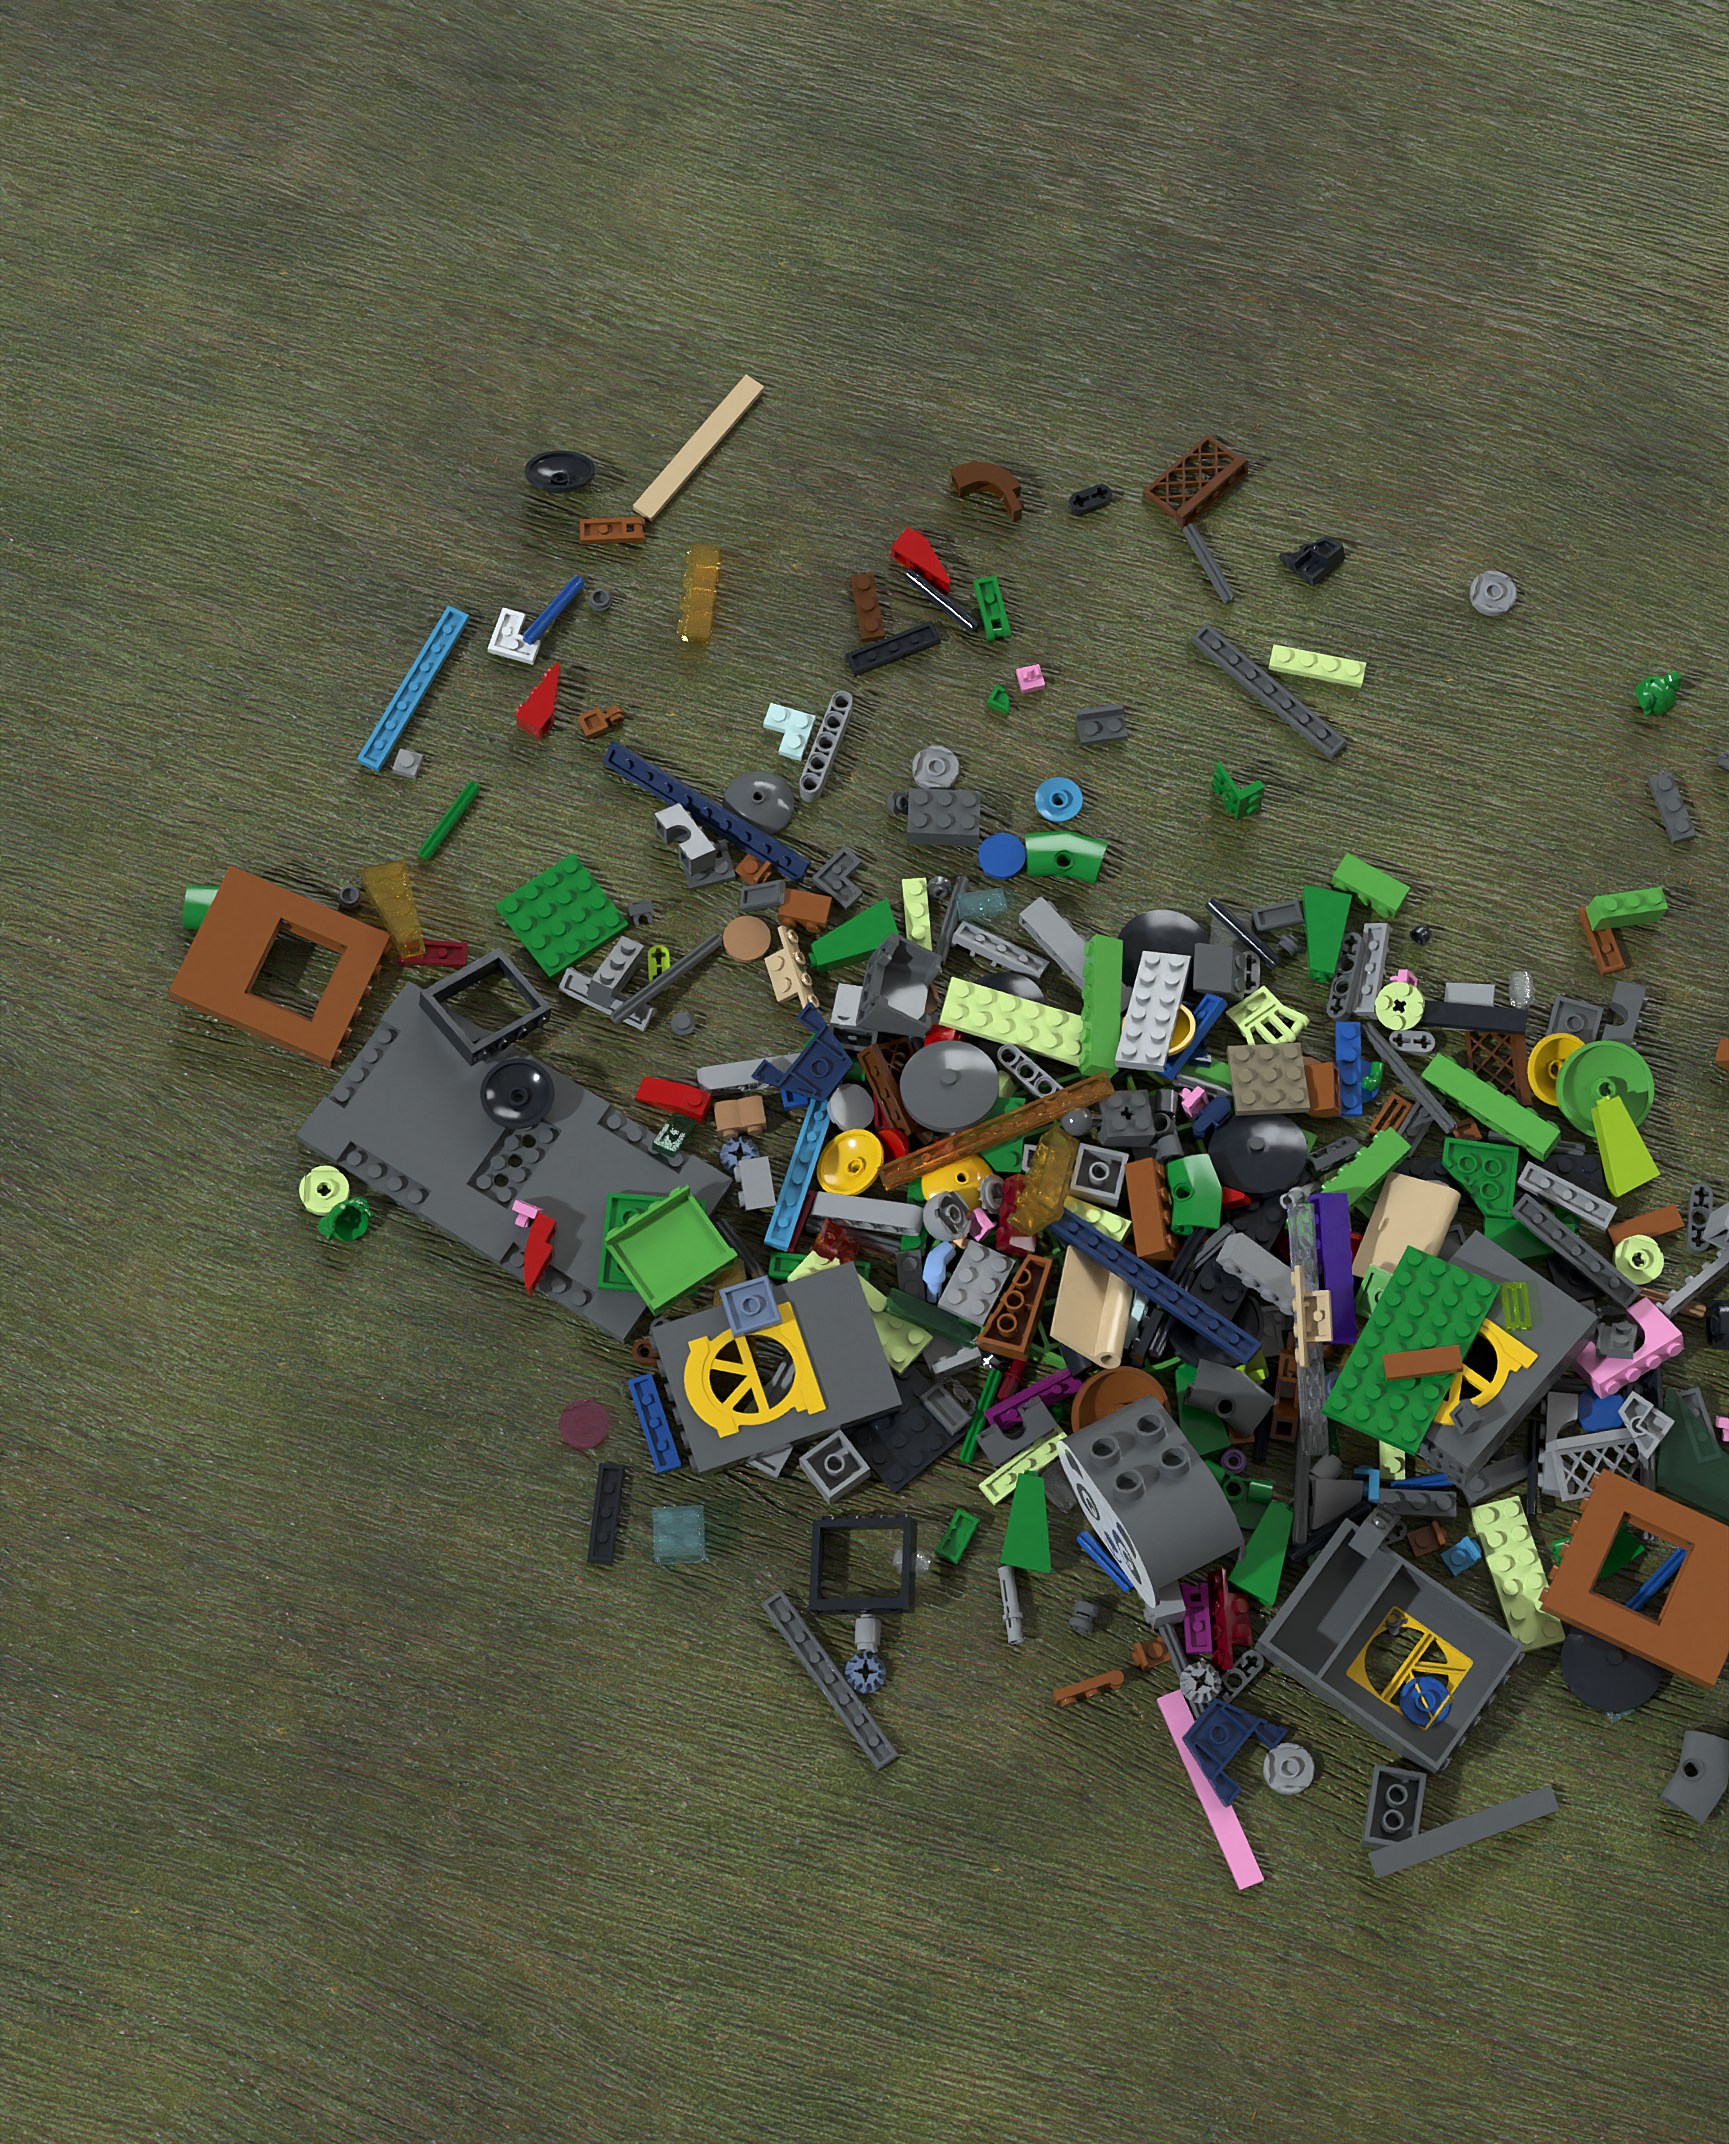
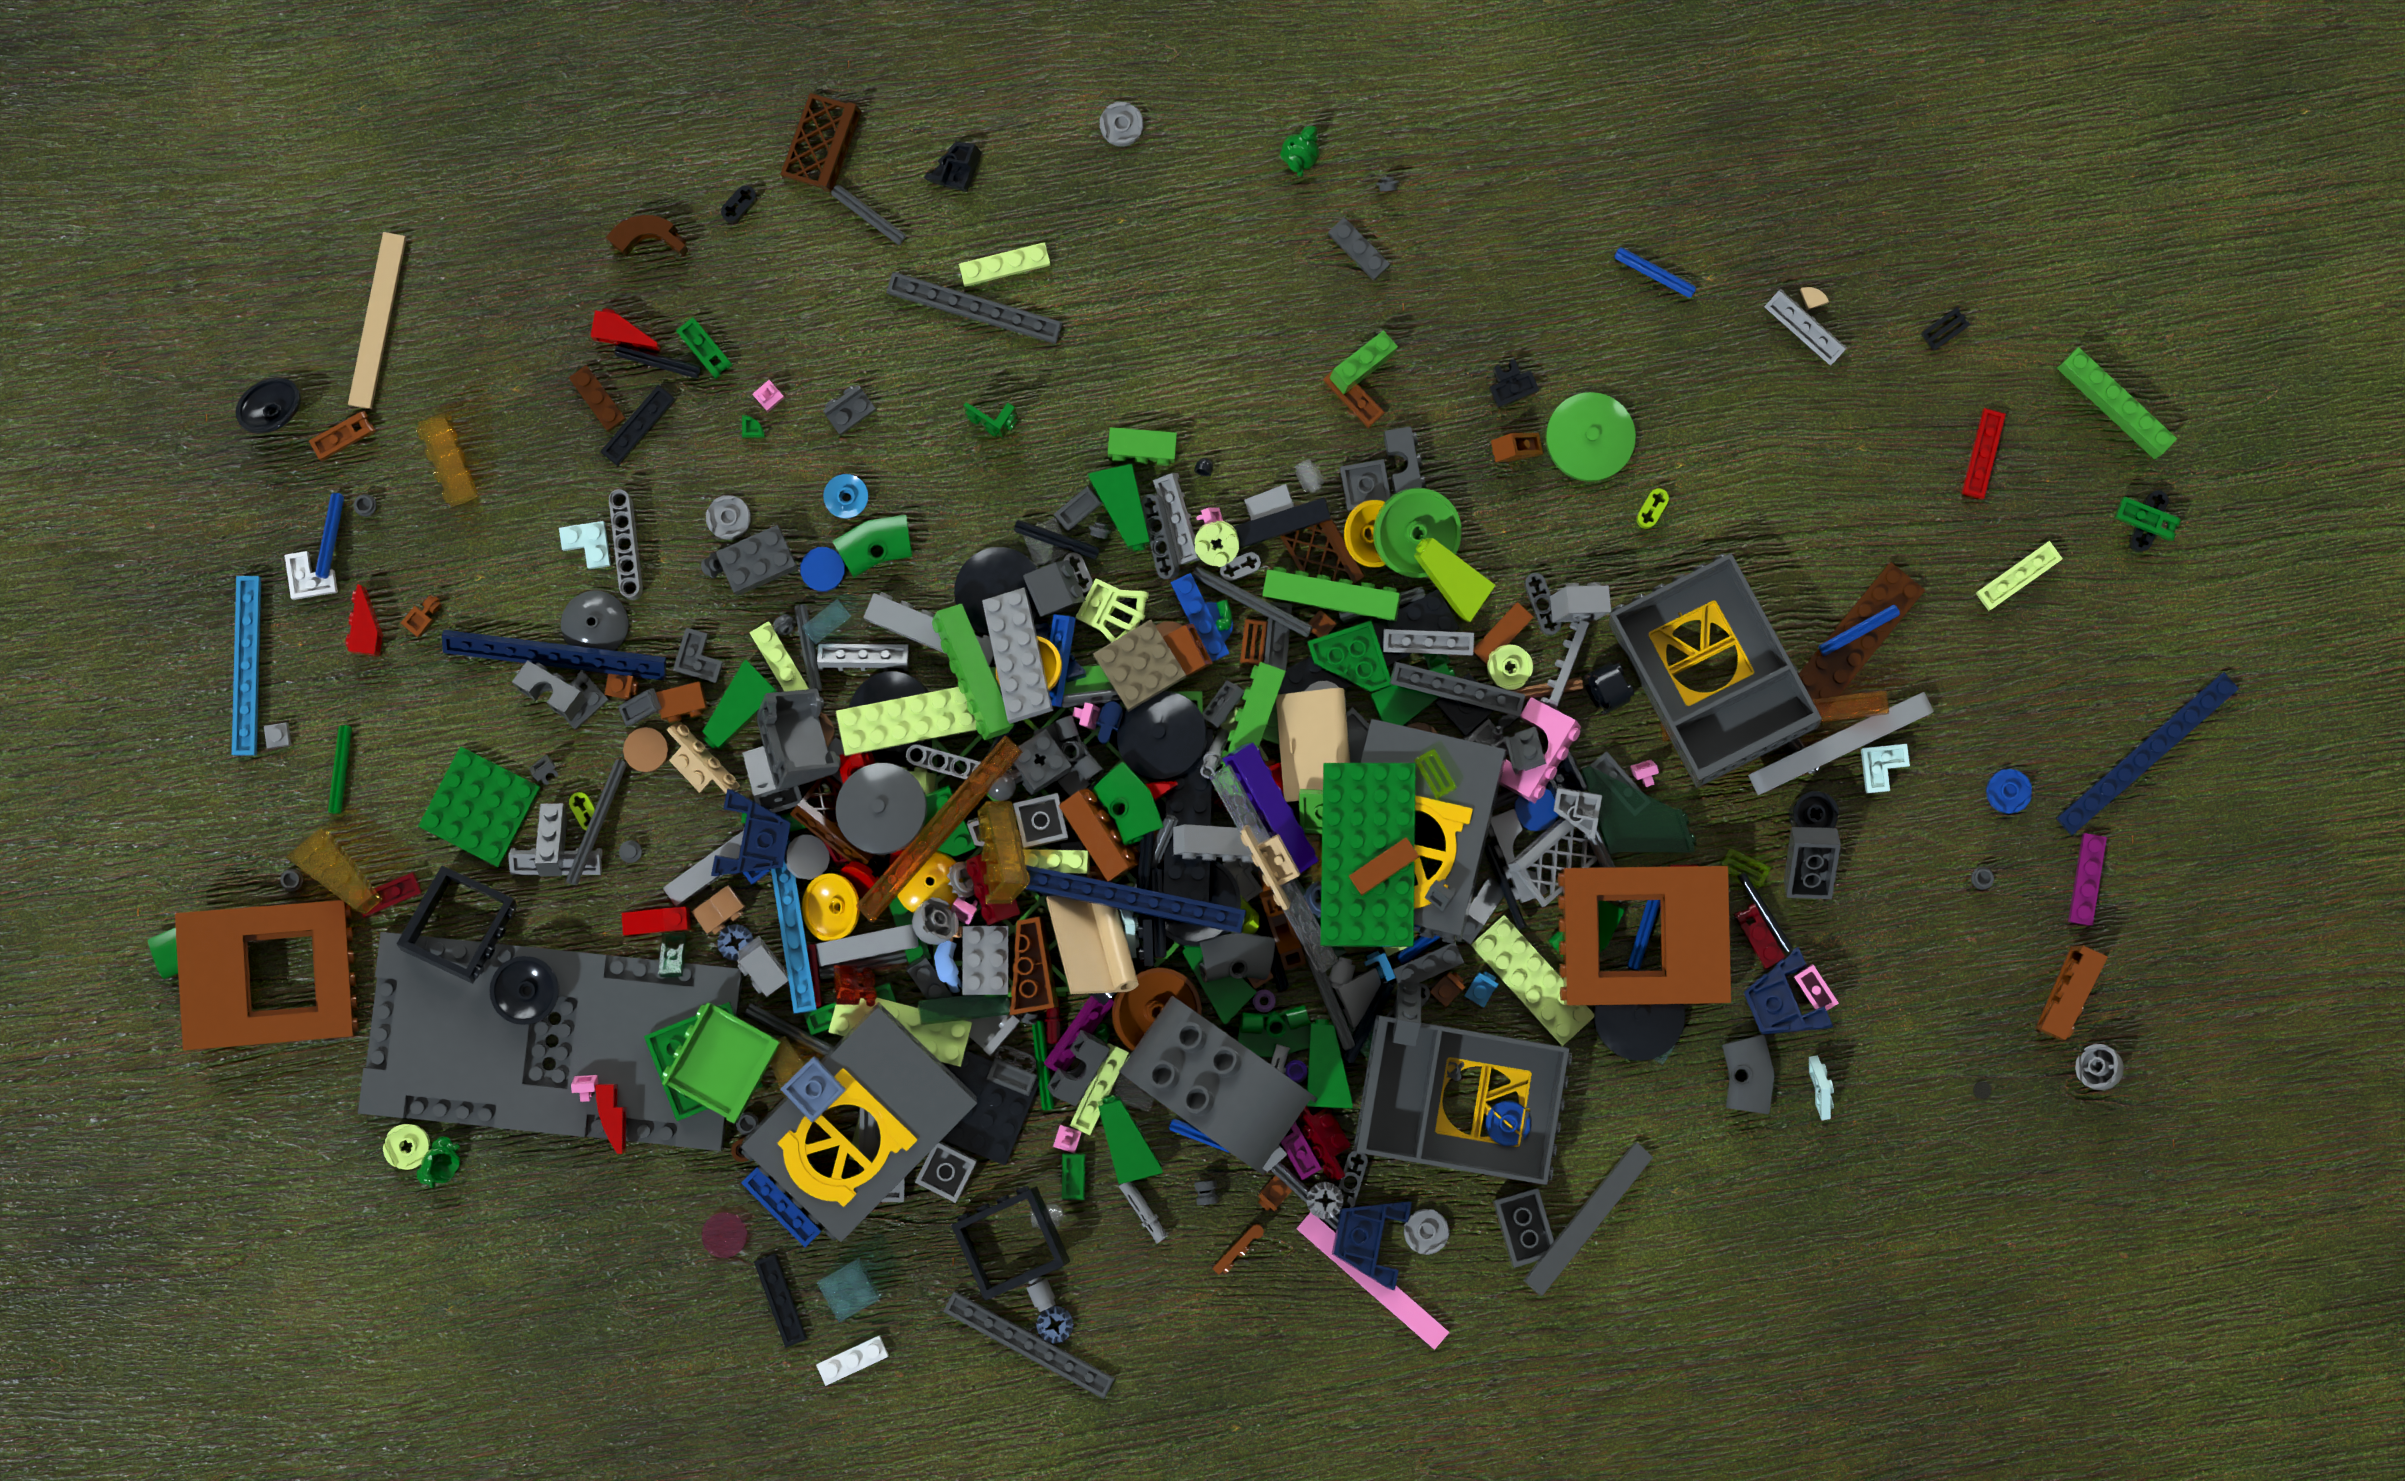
camera: 30 degrees left, 15 degrees up
(646, 1607) = (852, 1360): none -> white plate
(969, 1498) = (1067, 1139): none -> bright pink tile

